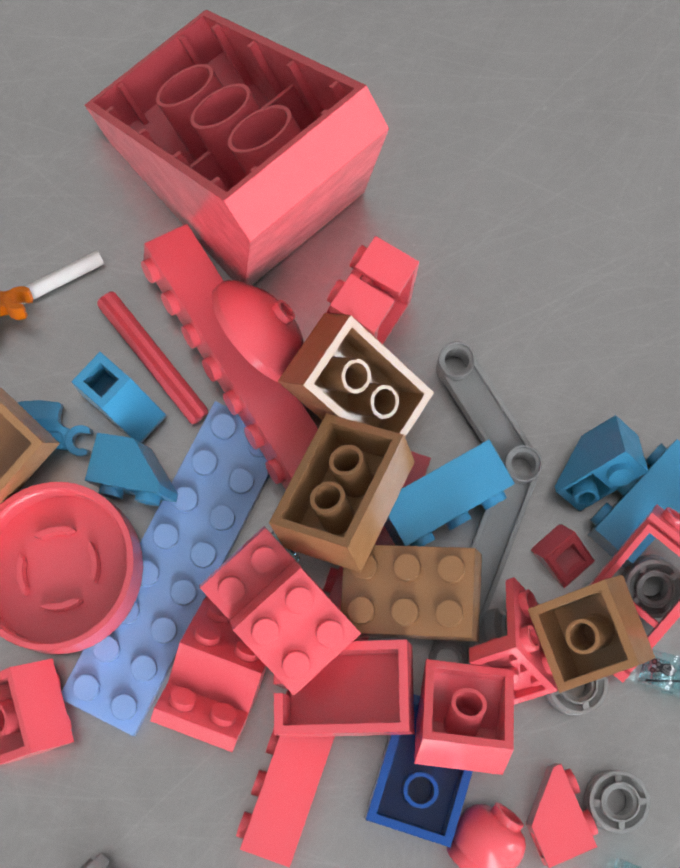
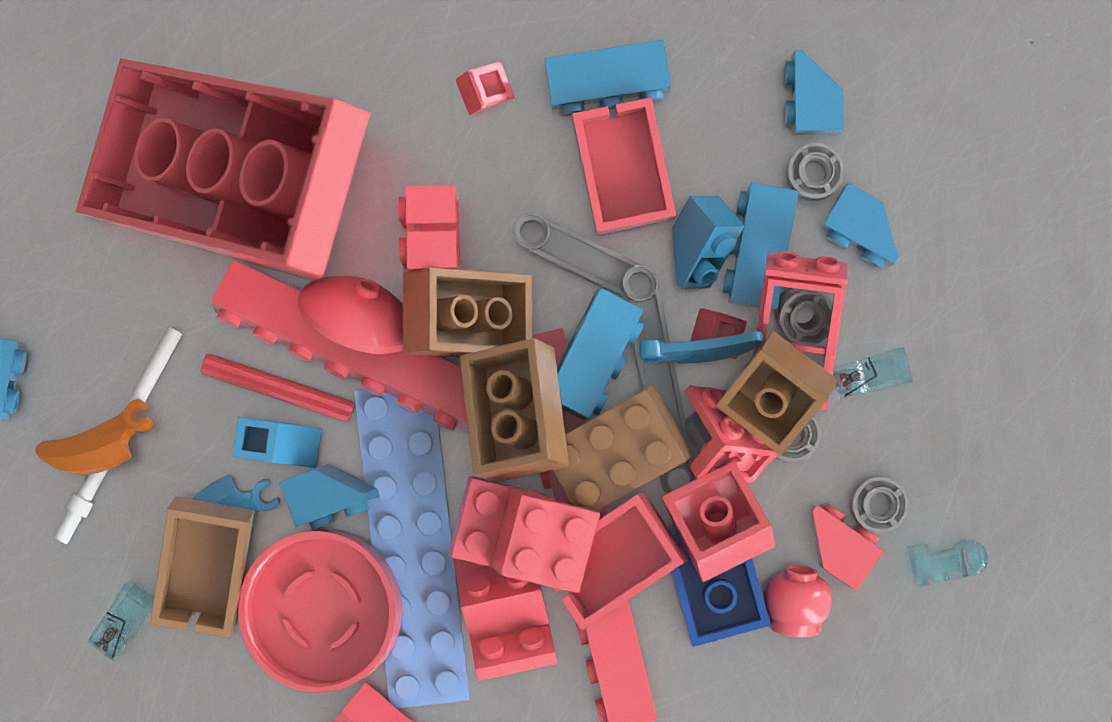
camera: 30 degrees left, 10 degrees up
(491, 224) = (484, 87): none -> coral slope
(544, 555) = (700, 350): none -> dark azure piece
(572, 357) = (624, 166): none -> coral piece
(604, 276) = (607, 76): none -> dark azure brick

